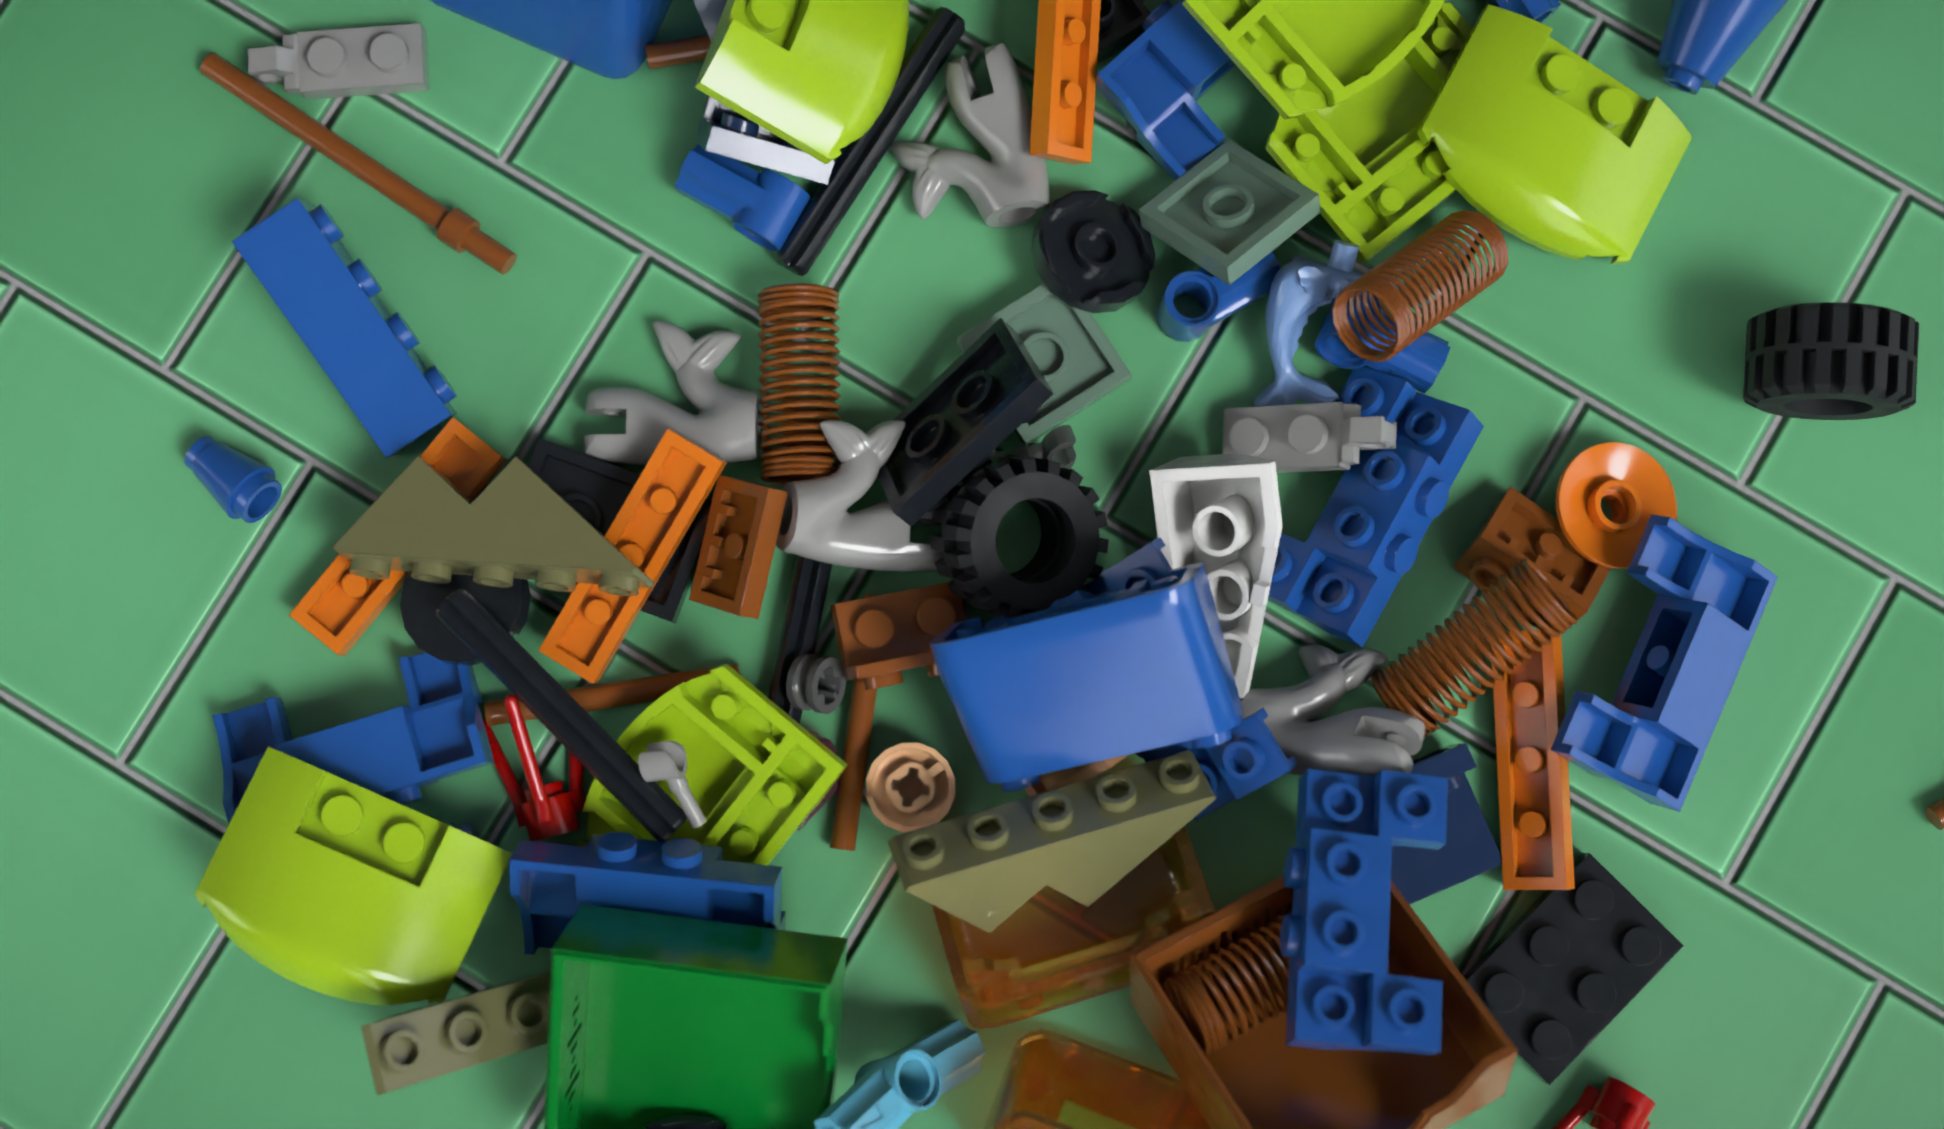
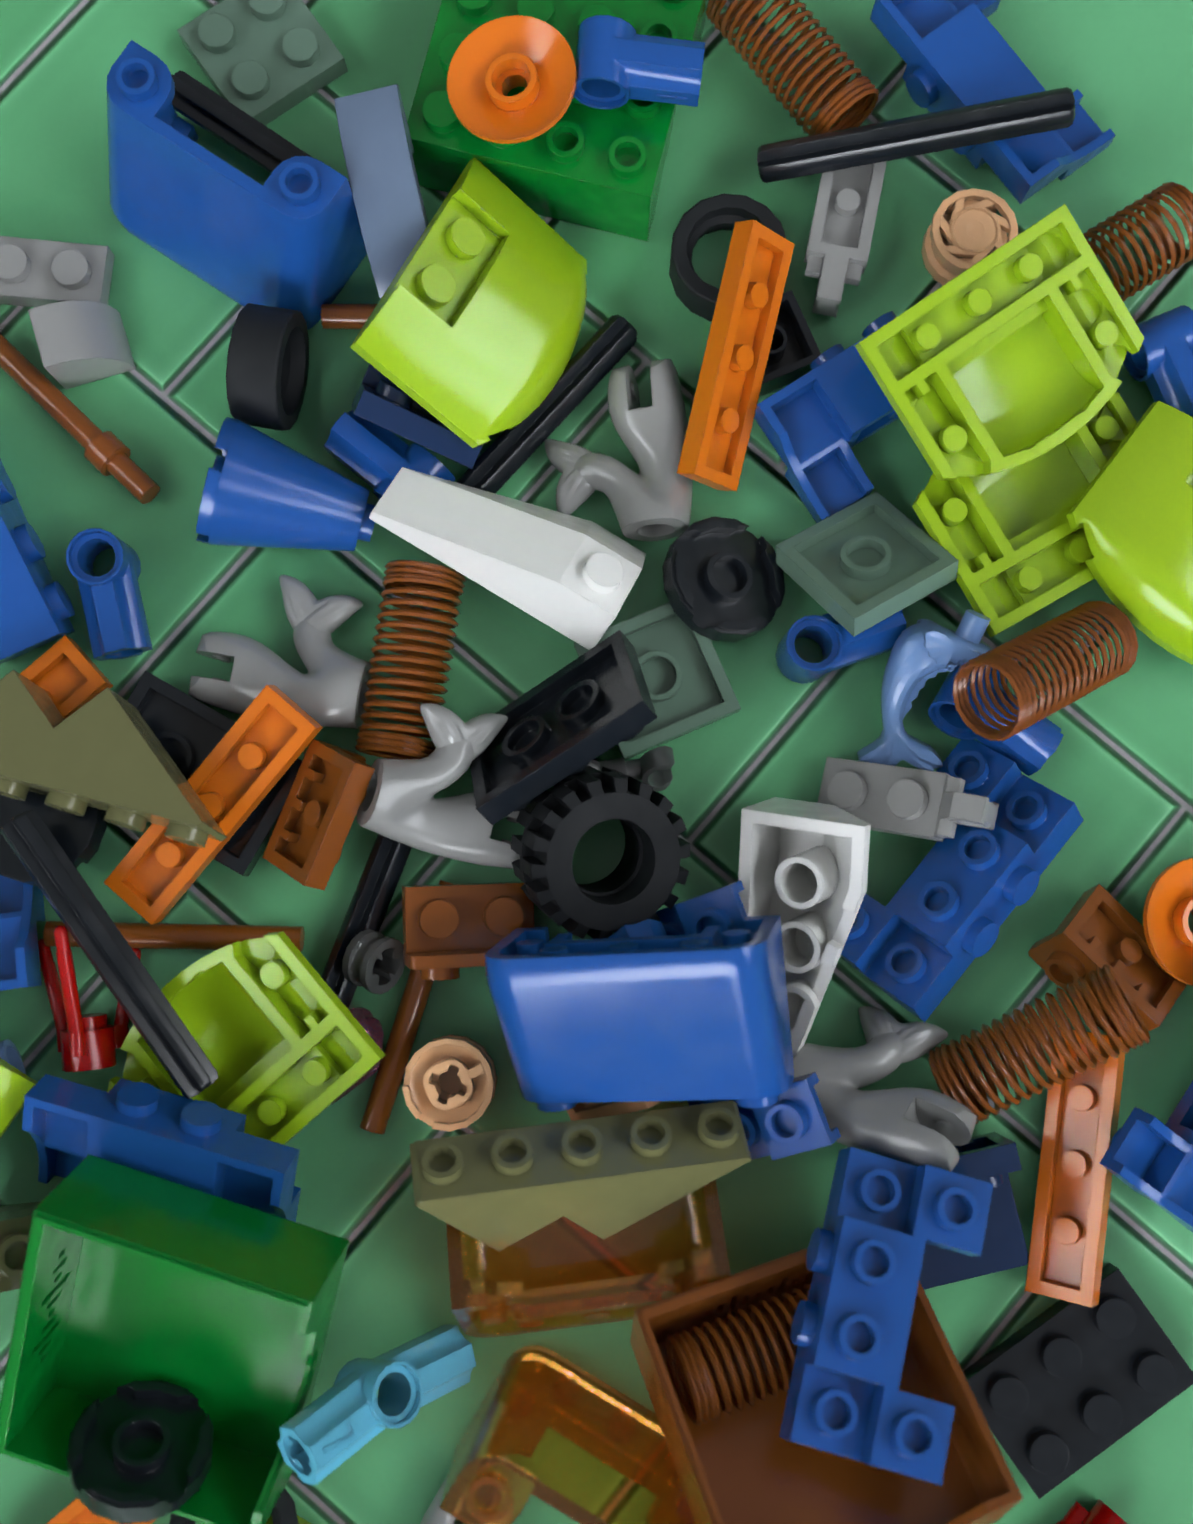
camera: 10 degrees right, 0 degrees up
(413, 123) = (81, 341): none -> light grey brick
(492, 374) = (110, 601): none -> blue piece
(607, 118) = (267, 366): none -> black tyre
(643, 245) = (278, 497): none -> blue cone
(669, 762) = (208, 1021): light grey hand -> none
(897, 259) = (529, 555): none -> white wedge

